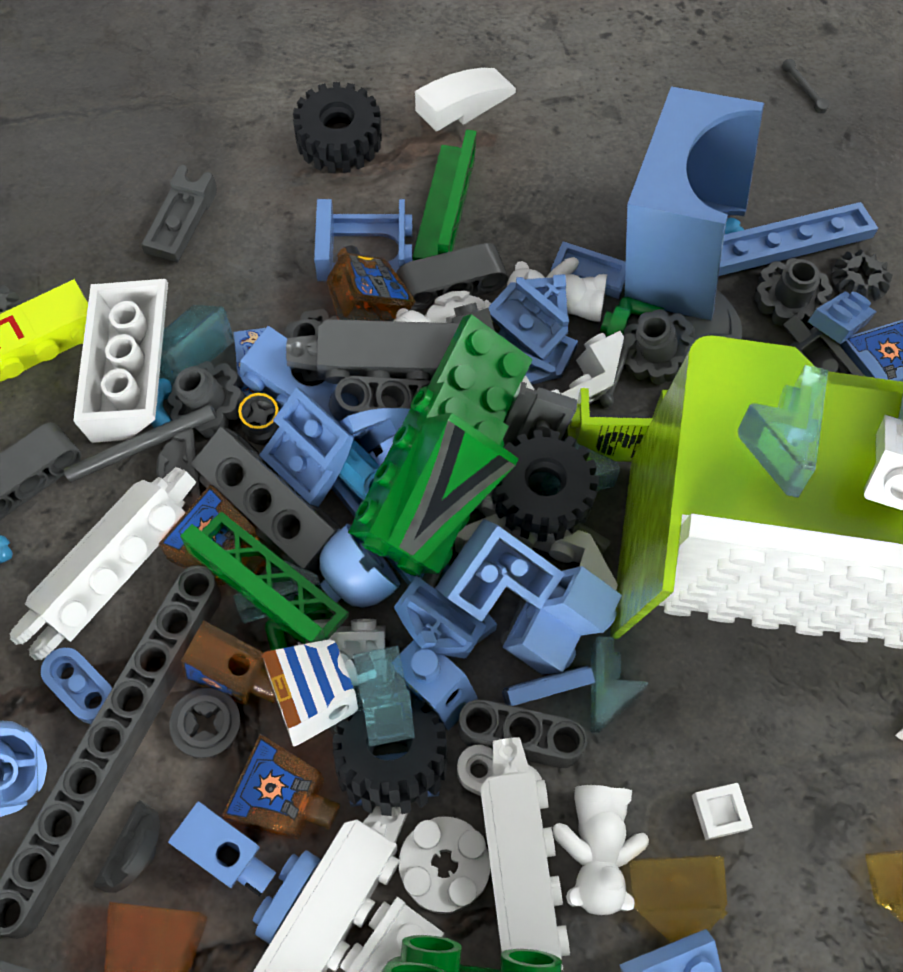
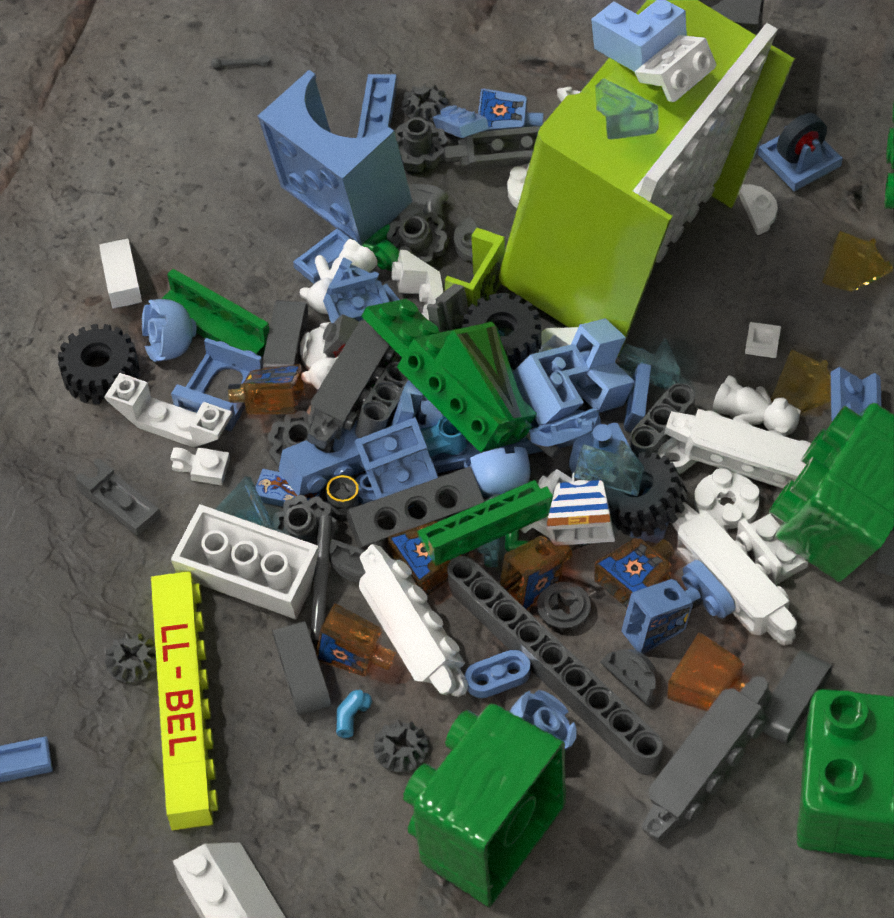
camera: 60 degrees left, 10 degrees down
(55, 507) = (352, 643): none -> clear orange torso
(256, 275) = (205, 466): none -> white plate
(301, 190) = (193, 429): none -> white slope
(405, 164) = (168, 329): none -> light blue cylinder

